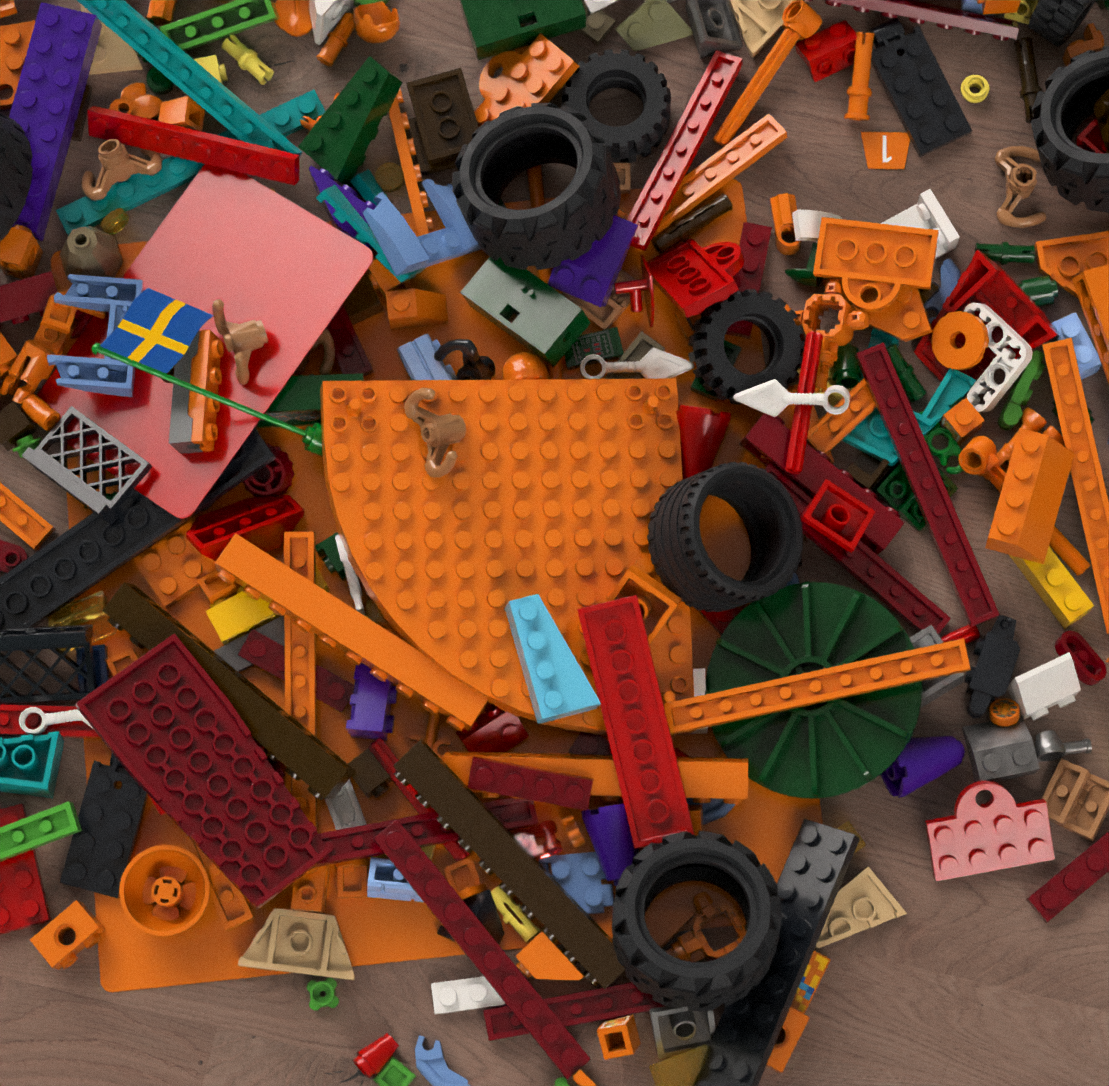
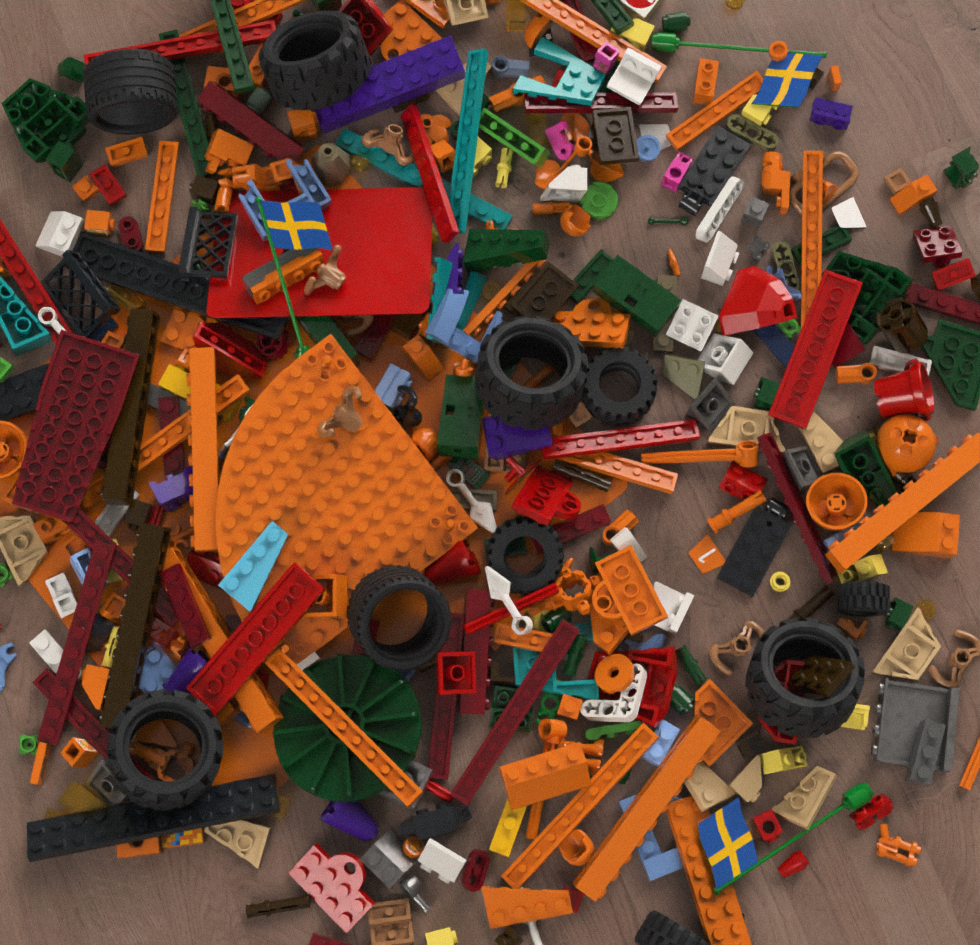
camera: 50 degrees right, 0 degrees up
(402, 934) = (62, 594): none -> white slope
(453, 46) = (590, 274): none -> dark green tile
(466, 268) = (462, 368): none -> orange piece
(965, 925) = (277, 906): none -> dark brown pin

